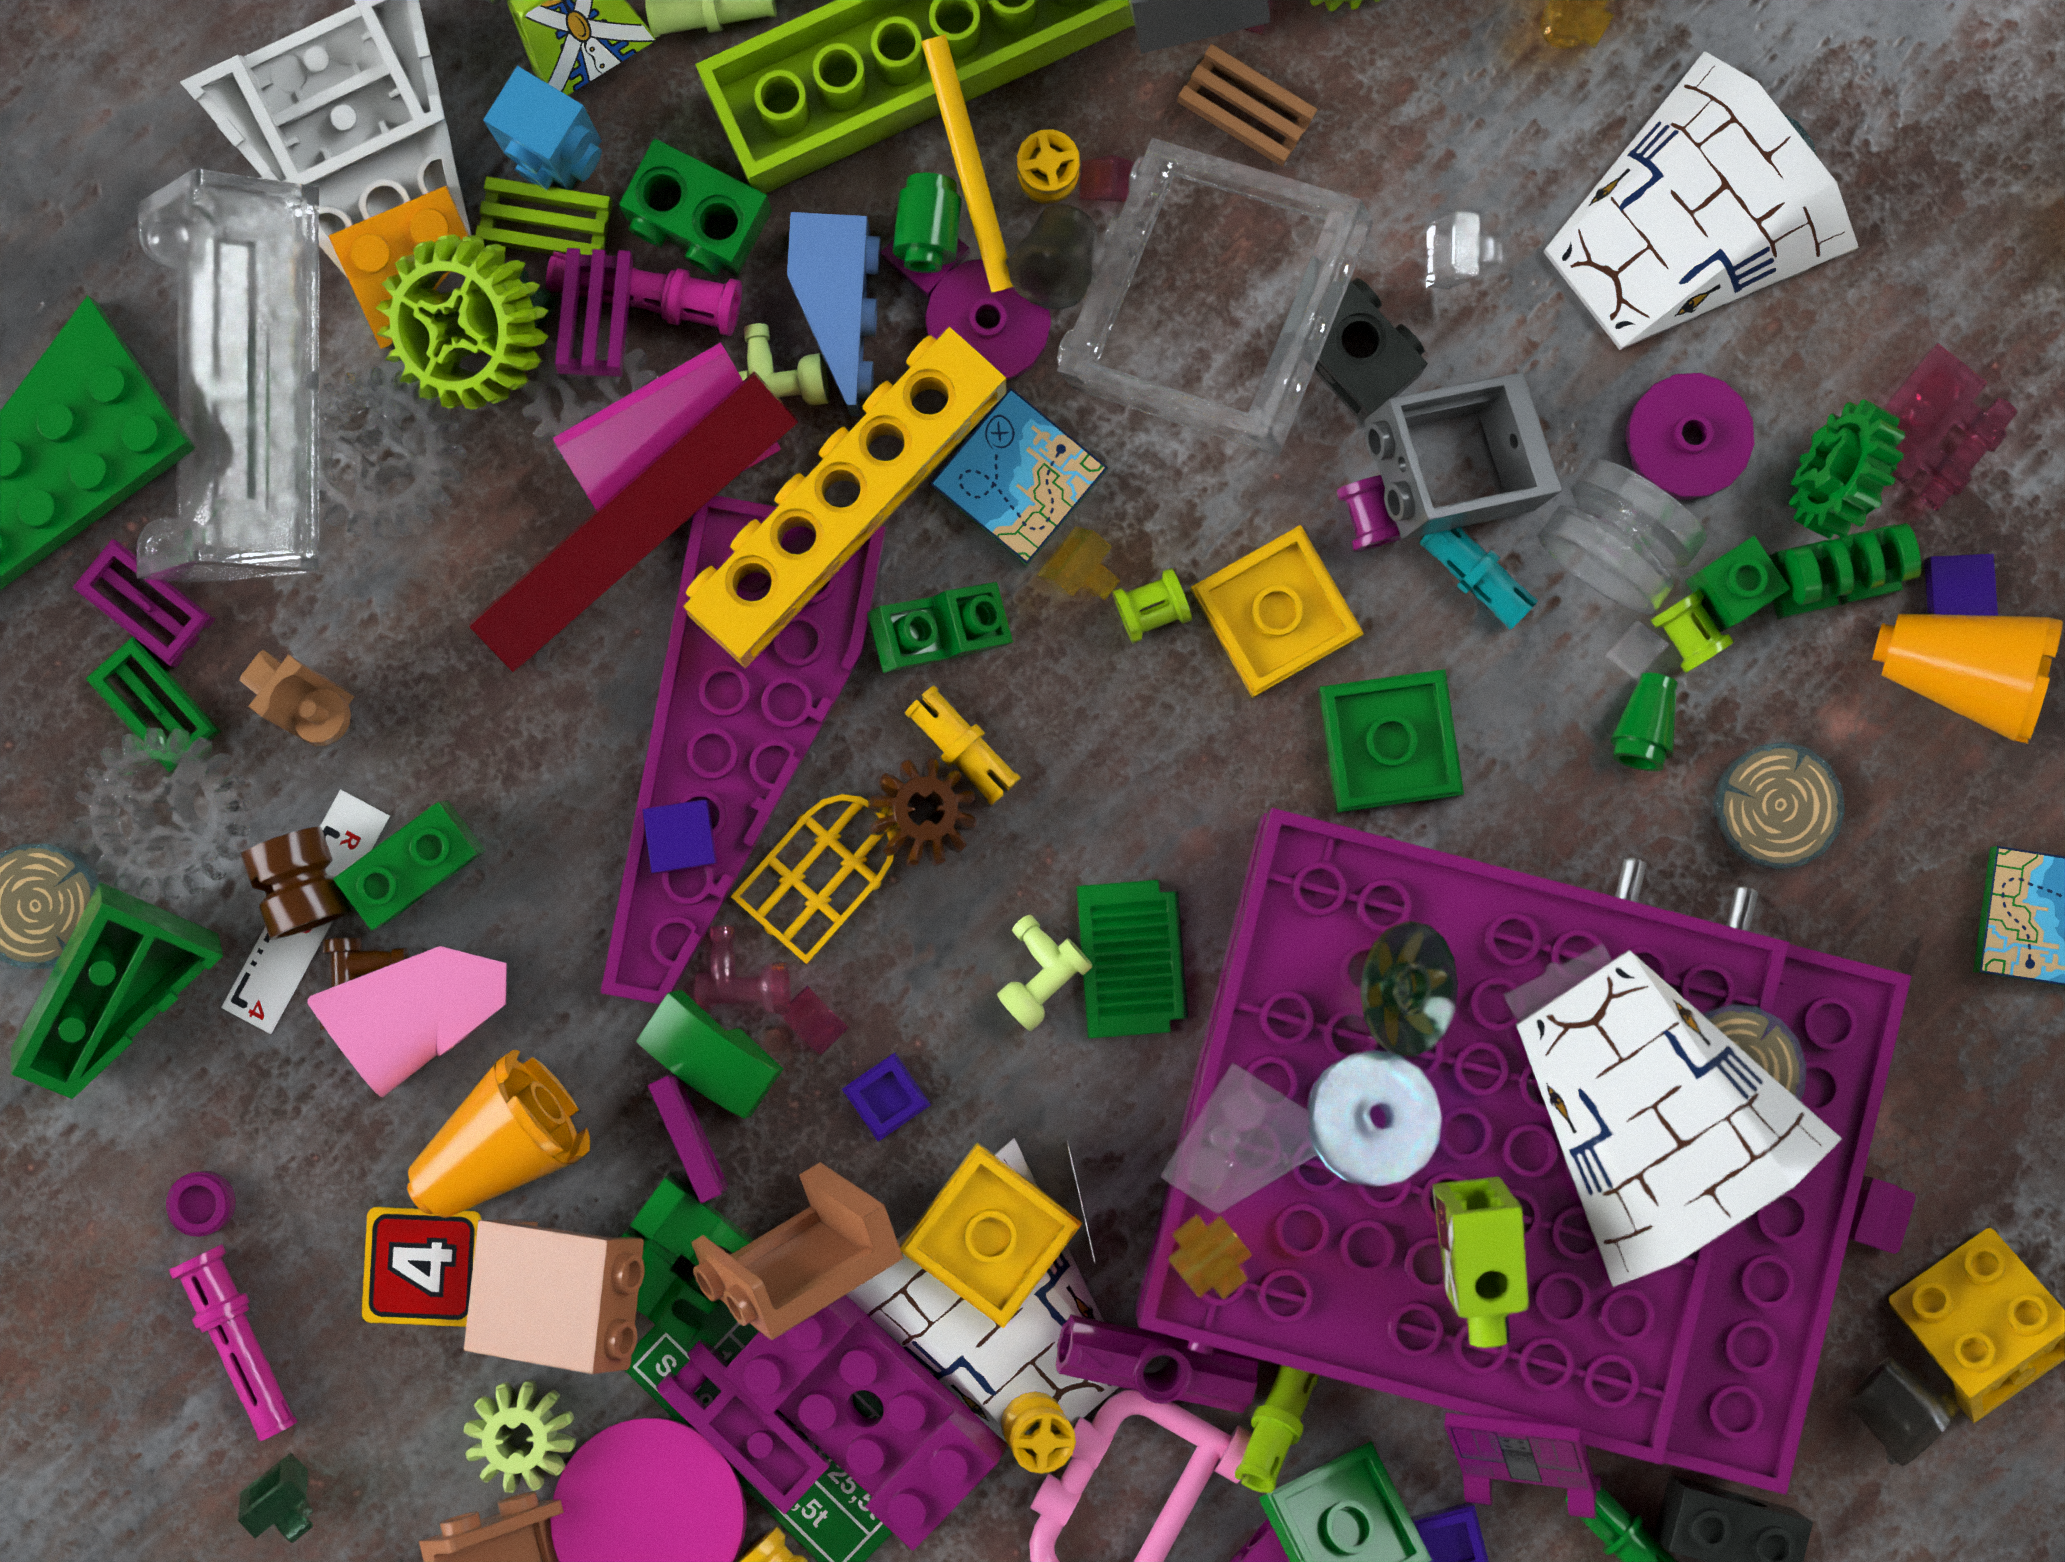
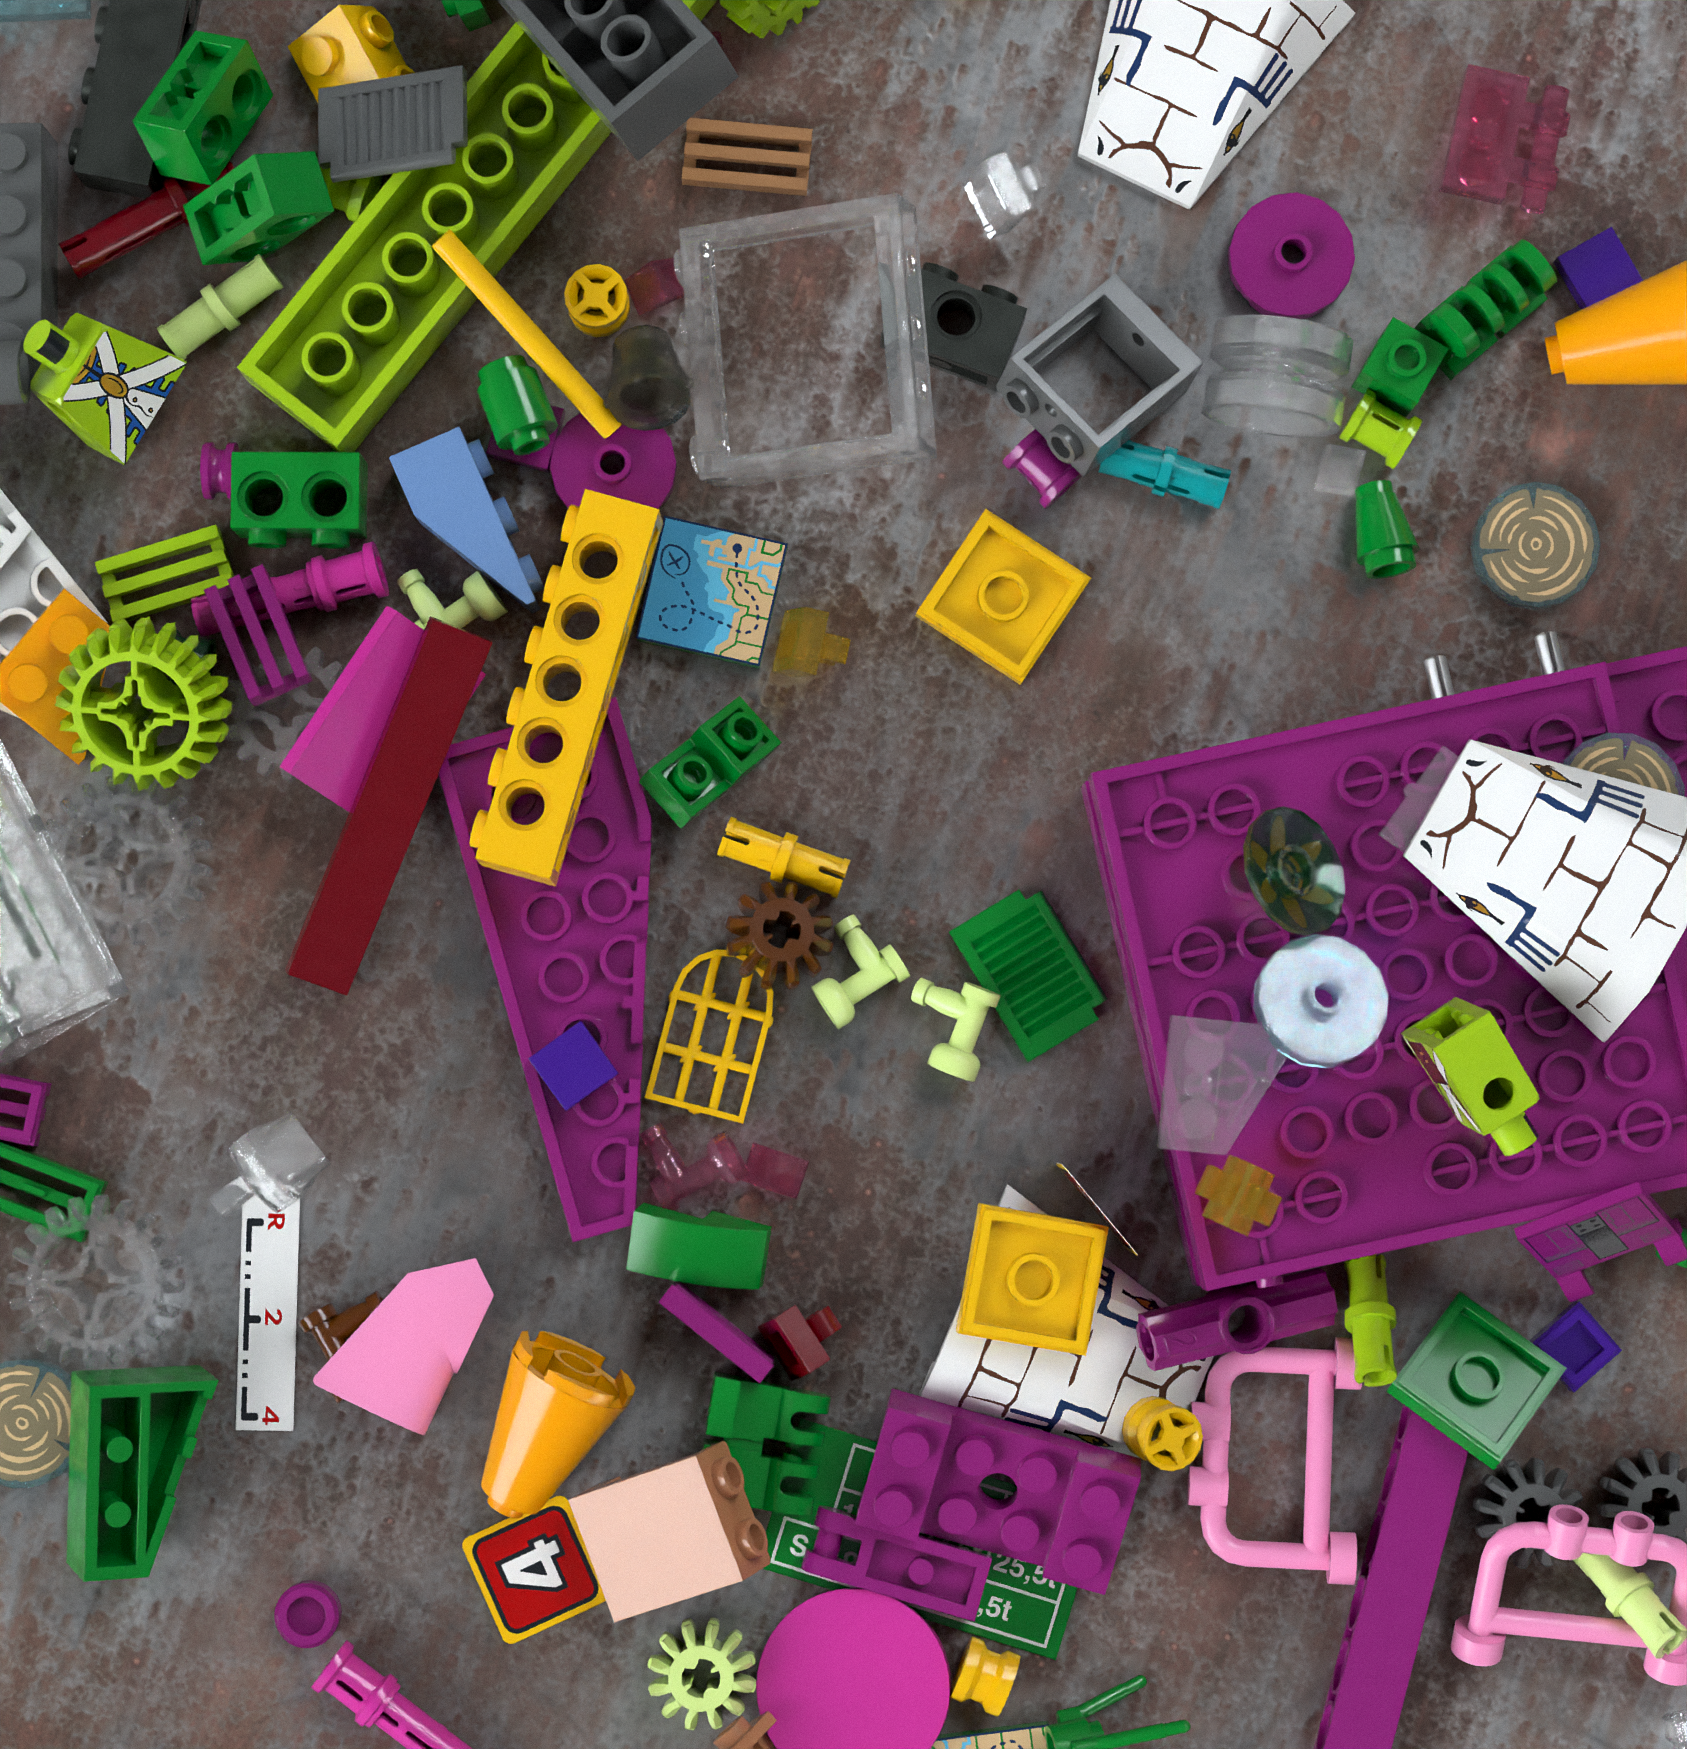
camera: 30 degrees left, 0 degrees up
(295, 882) = (248, 1282): reddish brown wheel -> none
(298, 698) = (168, 1116): medium nougat hips -> none
(373, 789) = (274, 1163): none -> clear piece
(409, 864) = (343, 1214): green brick -> none
(544, 132) = (130, 496): dark azure brick -> none
(633, 147) = (216, 469): none -> magenta bush
(756, 1181) = (798, 1339): none -> dark red tile
(804, 1260) = (880, 1384): nougat panel -> none
(886, 1096) = (875, 1205): dark purple tile -> none
(992, 888) = (875, 971): none -> yellowish green piece
(1173, 608) = (909, 640): lime bush -> none
(1390, 741) = (1163, 661): green tile -> none
(1846, 469) = (1445, 217): green gear -> none

